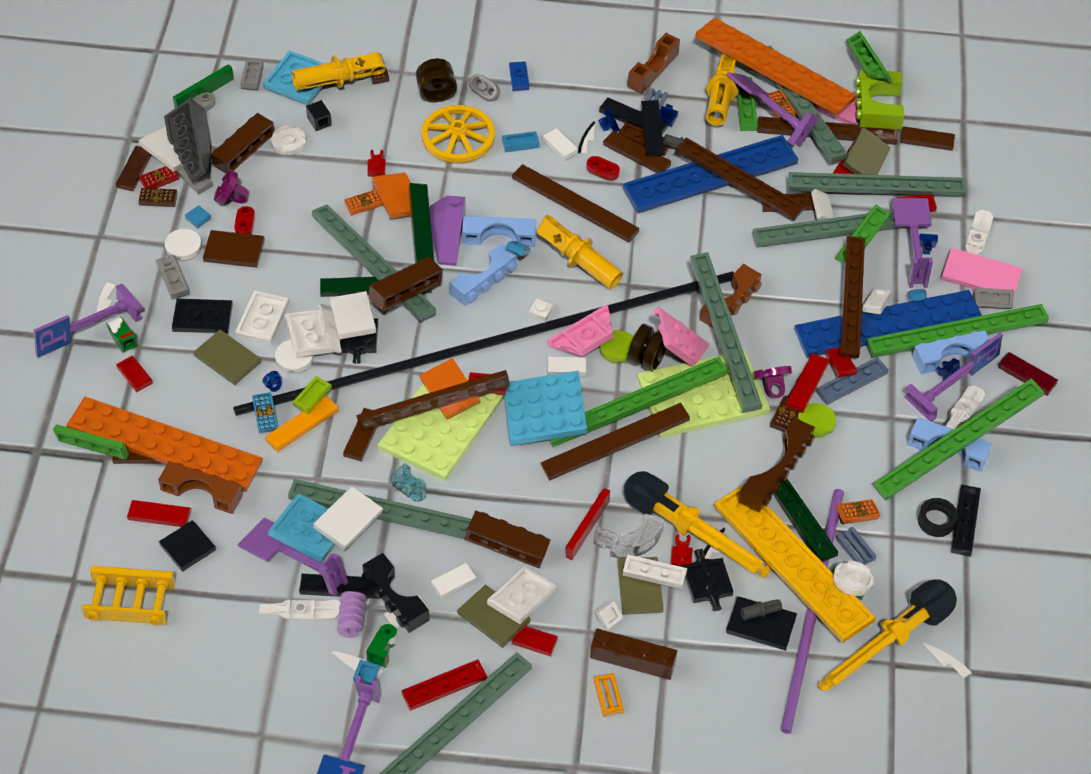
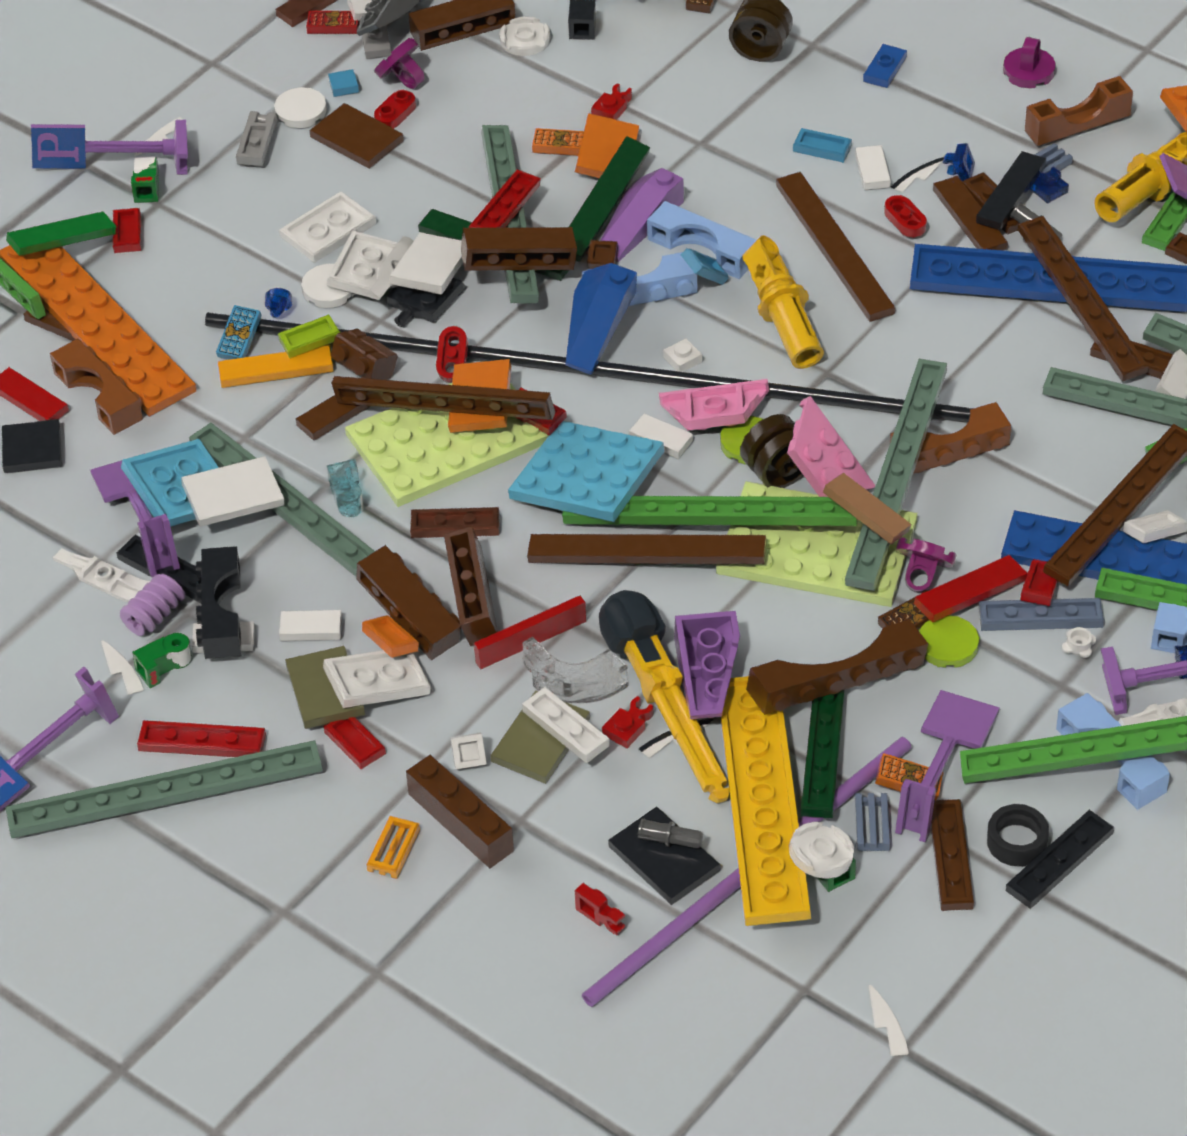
camera: 35 degrees right, 5 degrees down
(102, 395) = (60, 233): none -> green tile
(158, 197) = (314, 43): reddish brown tile -> none
(202, 315) = (258, 197): black tile -> none
(227, 357) = (249, 255): olive tile -> none
(356, 393) = (363, 355): none -> reddish brown brick
(367, 671) = (120, 682): dark azure tile -> none
(371, 257) = (507, 201): none -> red tile
(409, 369) = (451, 355): none -> red plate
(448, 265) = (602, 253): none -> reddish brown tile
(458, 131) = (746, 100): yellow wheel -> none
(478, 300) = (596, 313): none -> blue wedge
(485, 87) = (825, 61): light grey plate -> none
(488, 475) = (437, 522): none -> copper tile
(509, 565) = (390, 636): none -> orange tile
(535, 511) = (470, 584): none -> reddish brown brick
(601, 44) = (1029, 65): none -> magenta tile
(626, 114) = (995, 163): black tile -> none
(699, 488) = (706, 657): none -> medium lavender wedge
(708, 580) = (632, 769): black plate -> none
(731, 361) = (867, 508): none -> medium nougat tile
(752, 673) = (595, 907): none -> red plate
(862, 465) = (956, 722): none -> medium lavender piece
(882, 385) = (1079, 642): none -> white plate
(909, 546) = (951, 856): none -> reddish brown tile
(929, 604) = (914, 932): piece -> none

